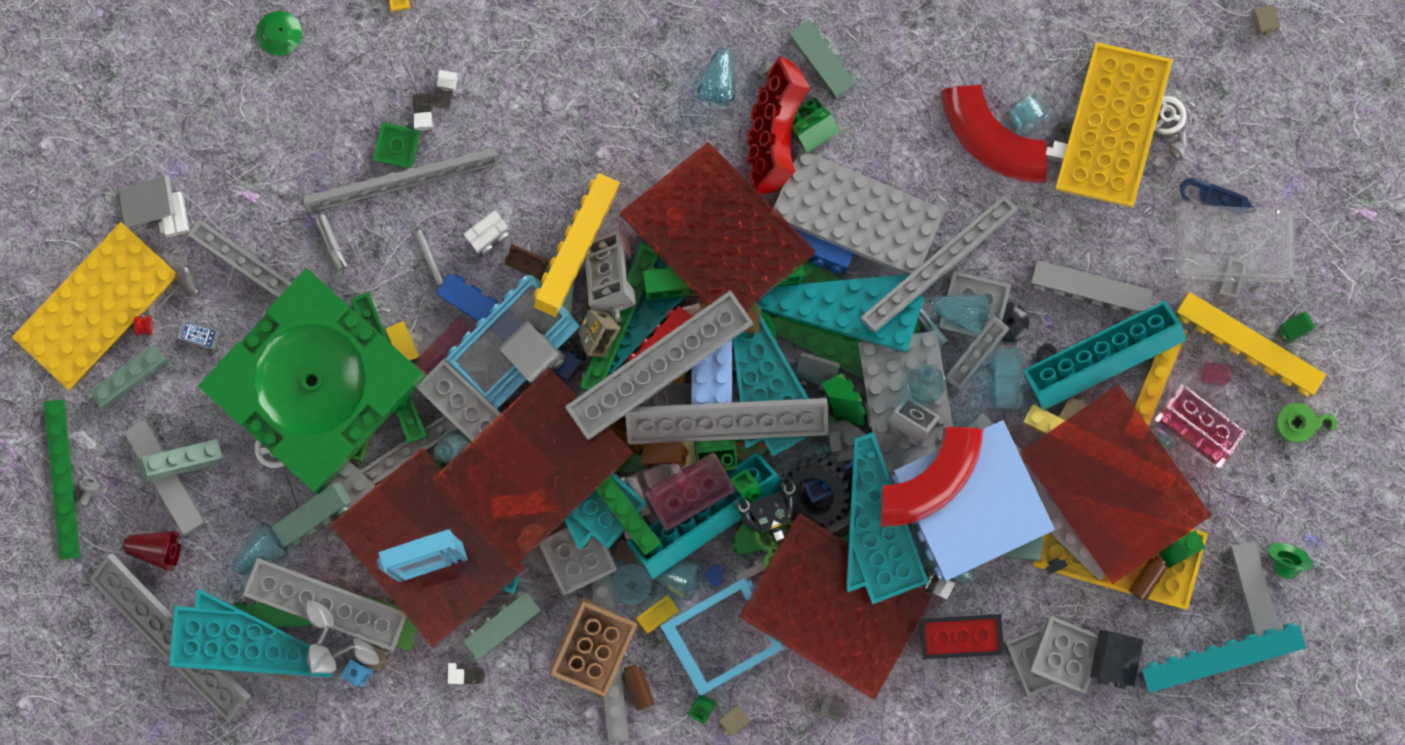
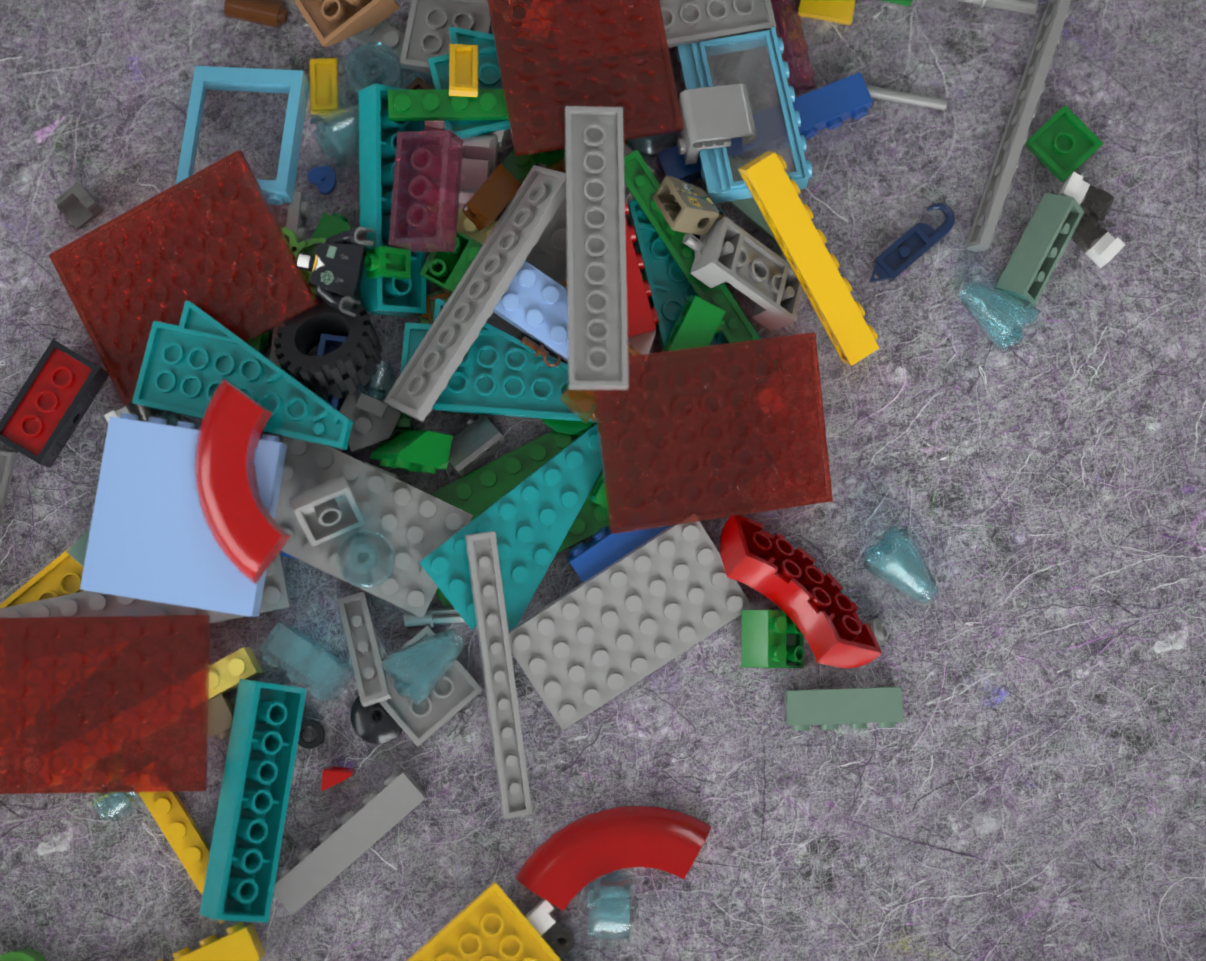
camera: 120 degrees right, 0 degrees up
(474, 118) = (1040, 247): none -> sand green brick
(487, 232) = (892, 178): white brick -> none
(521, 195) = (911, 246): none -> dark blue plate
(526, 262) = (832, 199): reddish brown hinge -> none
(530, 118) = (998, 313): none -> clear light blue cone
(601, 519) = (463, 70): none -> yellow tile
(702, 708) = (183, 65): green slope -> none
(733, 721) = (143, 88): dark tan brick -> none
(736, 365) = (539, 351): none -> reddish brown hand
(1055, 565) = (49, 568): black plate -> none
(1059, 321) = (334, 775): none -> red slope
(1201, 425) = (89, 859): clear pink brick -> none
(1216, 374) = (143, 921): clear pink brick -> none

